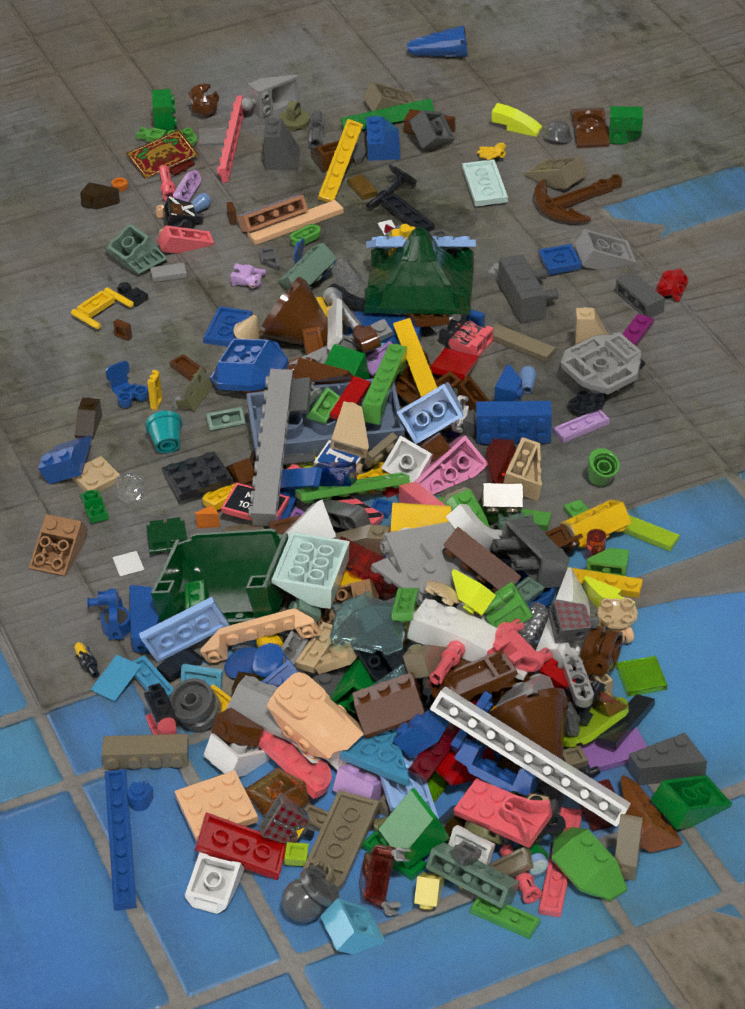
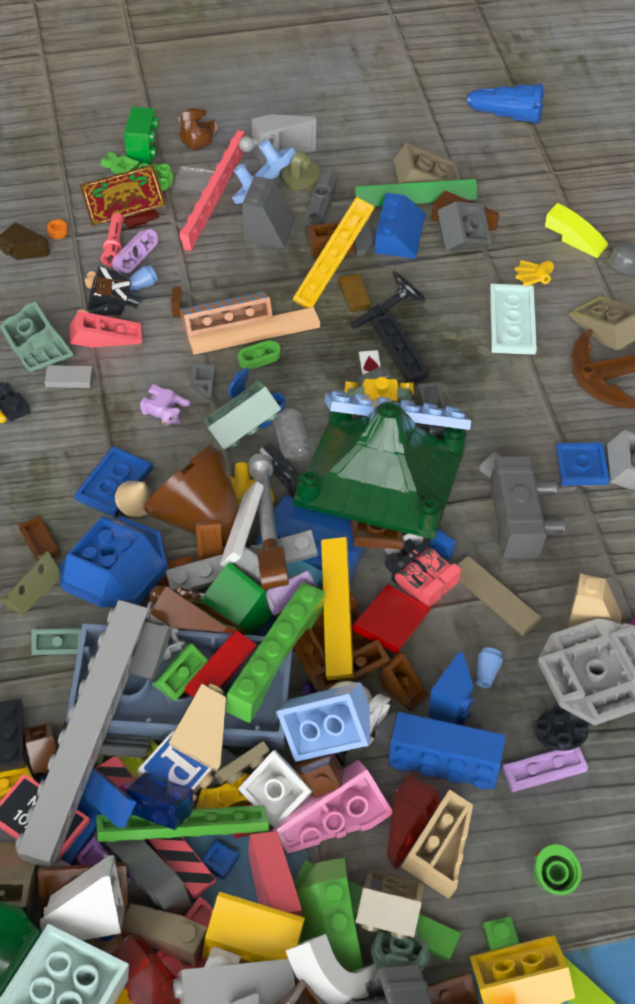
camera: 10 degrees right, 10 degrees up
(273, 111) = (270, 170): none -> light blue plate

